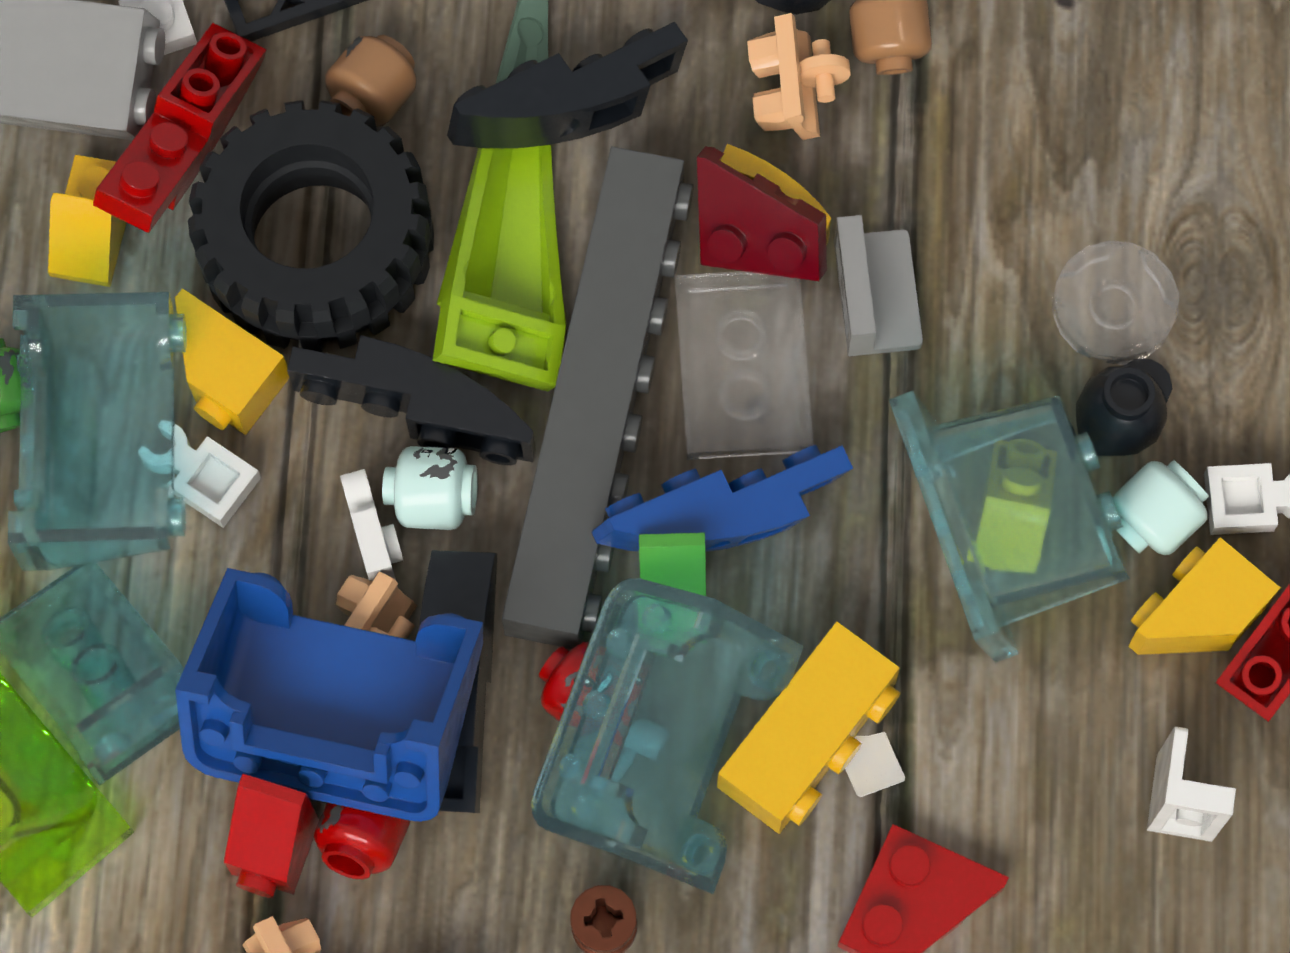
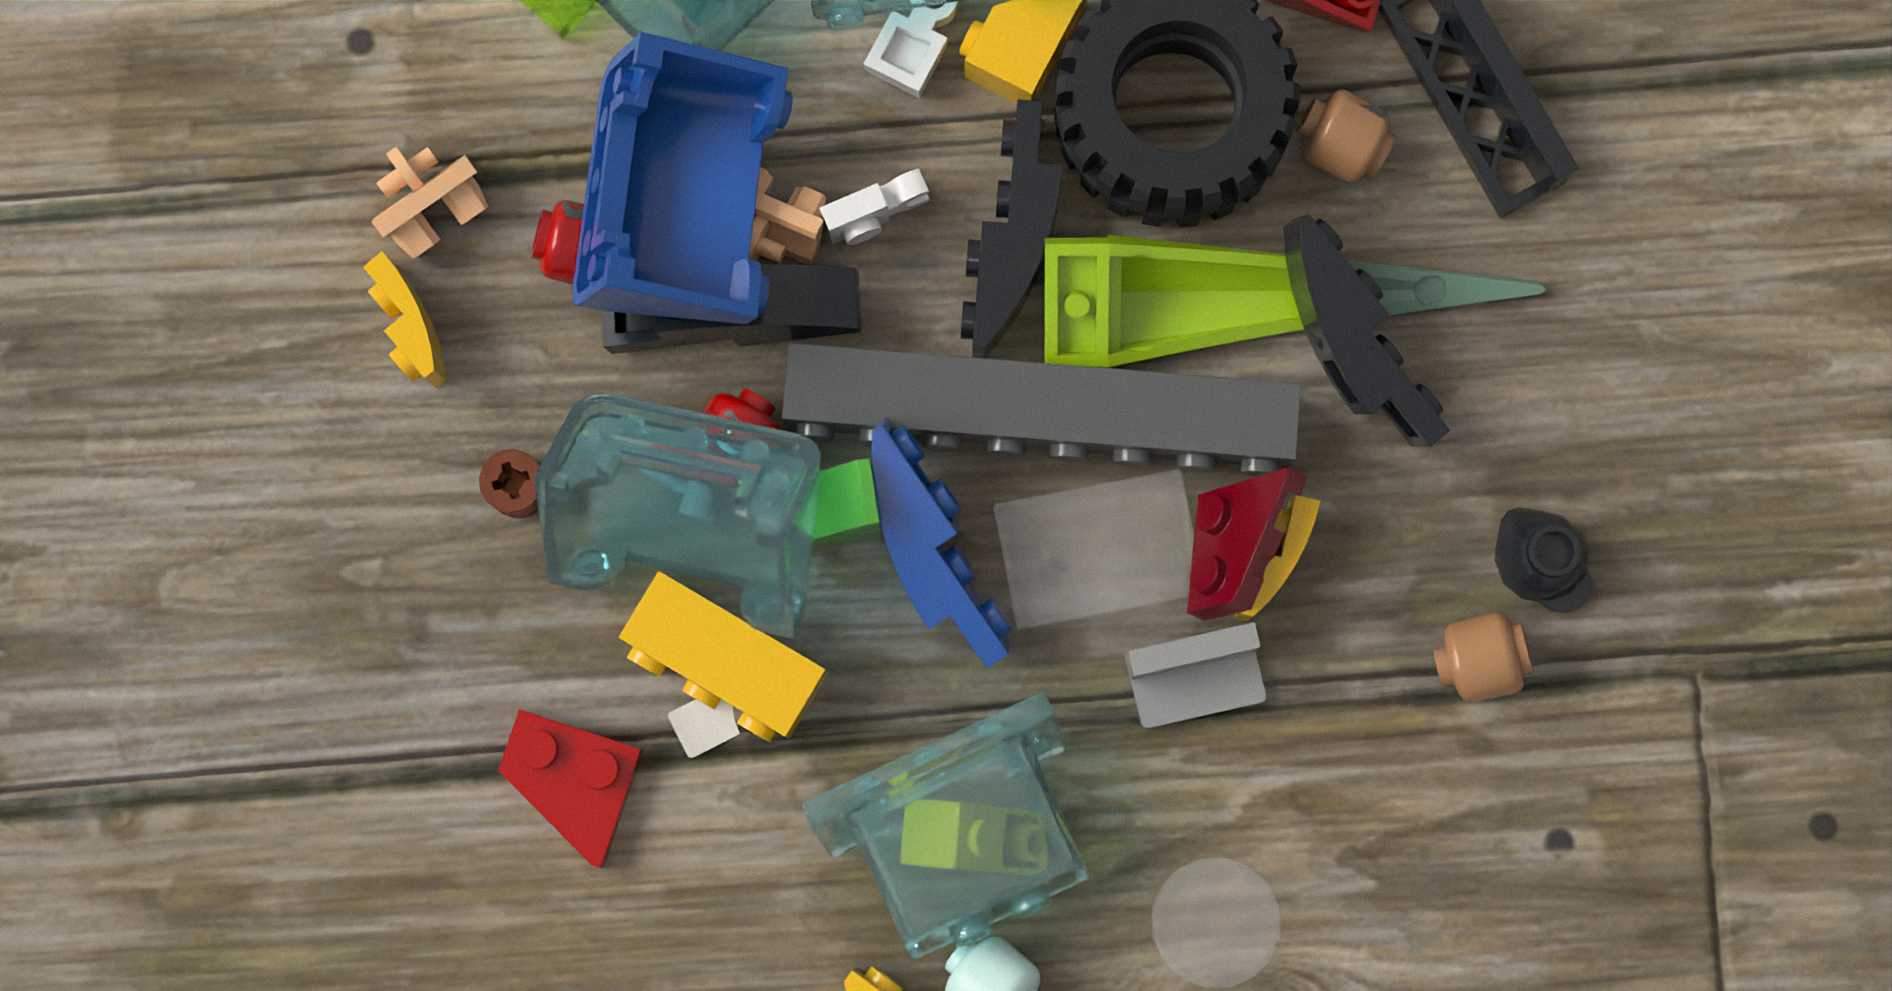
camera: 85 degrees right, 10 degrees up
(269, 836) = (551, 157): red slope -> none
(431, 488) = (921, 259): light aqua head -> none
(790, 55) = (1416, 571): light nougat hips -> none
(1124, 407) = (1102, 941): black piece -> none

